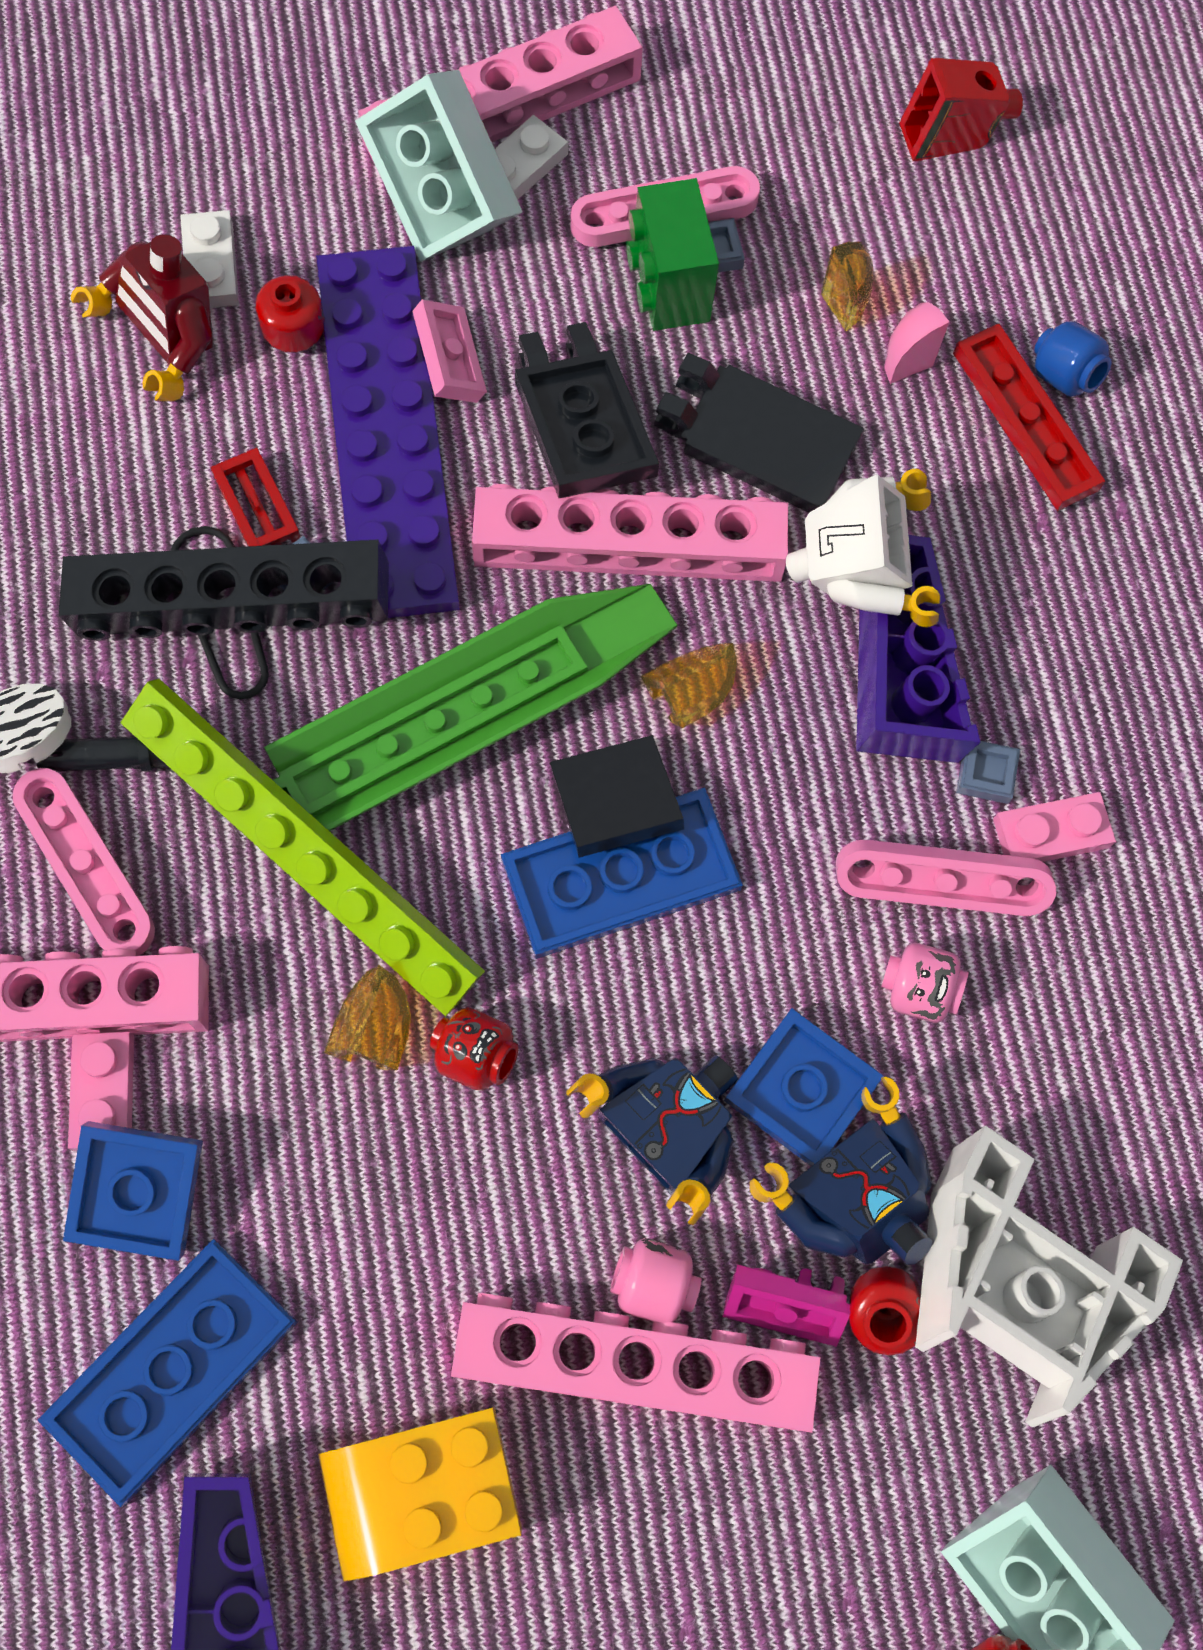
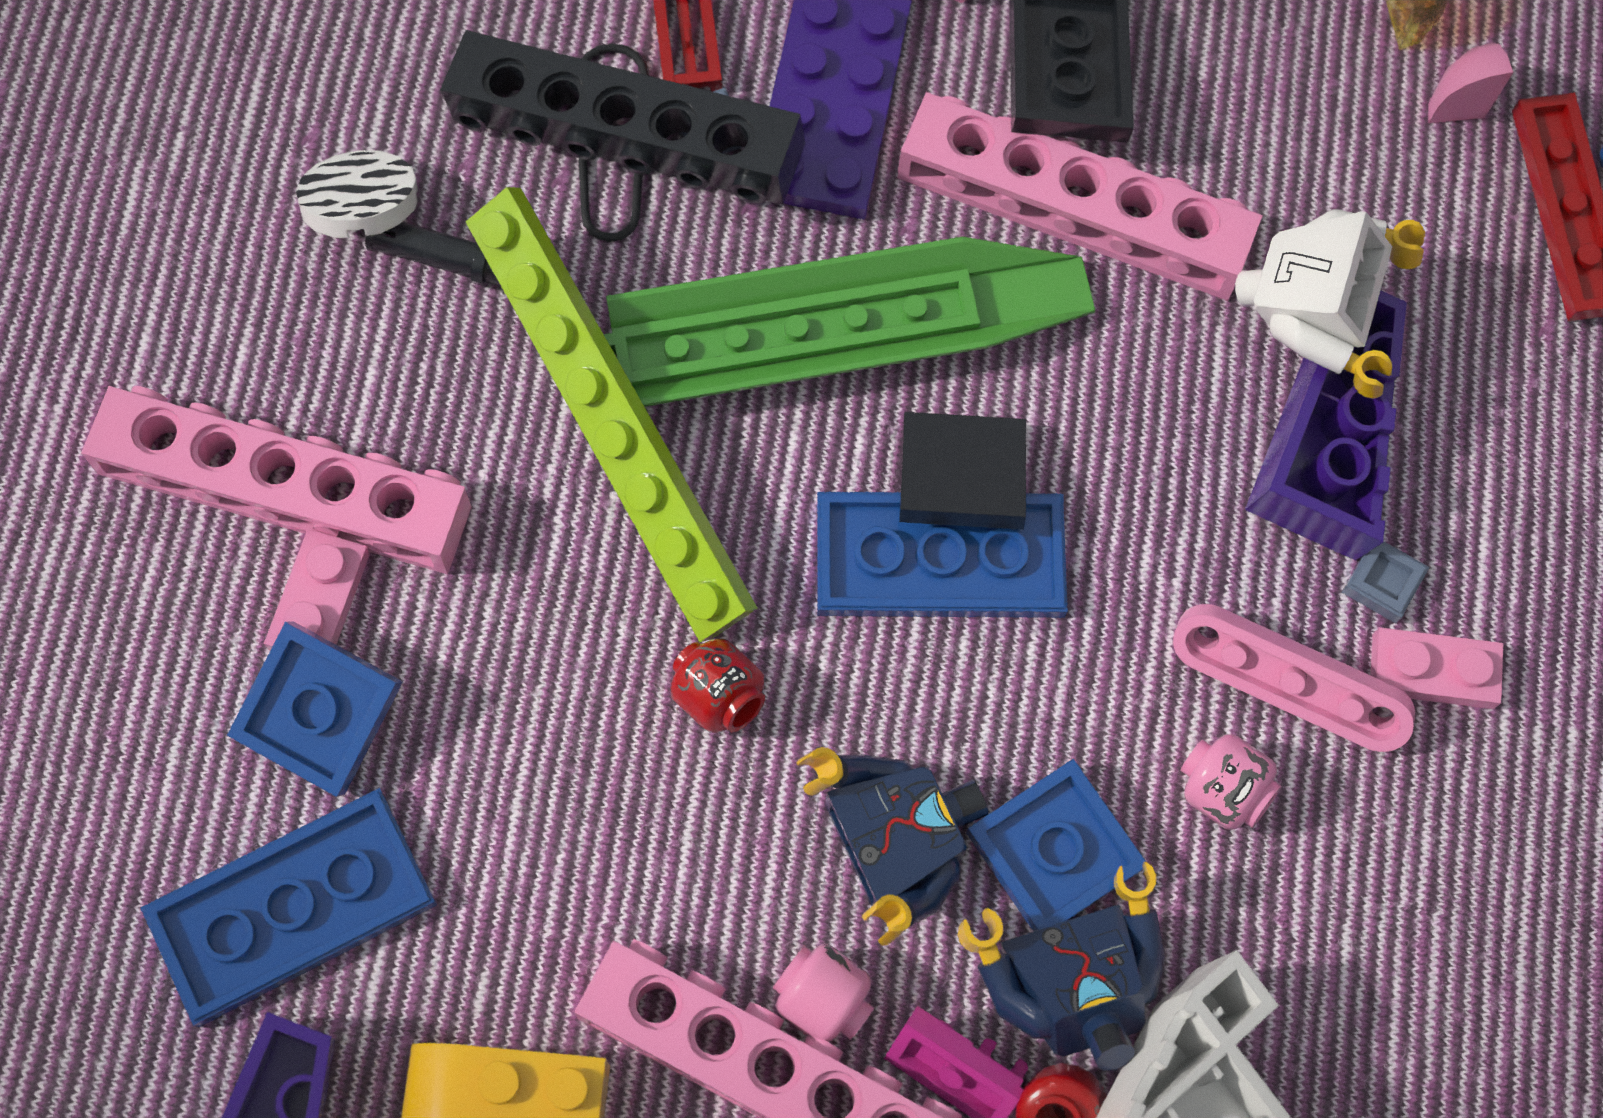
camera: 20 degrees right, 0 degrees up
(82, 861) = (378, 354): bright pink plate -> none
(372, 1021) = (621, 621): clear yellow brick -> none
(694, 682) = (1091, 377): clear yellow brick -> none
(759, 433) = (1260, 130): black tile -> none

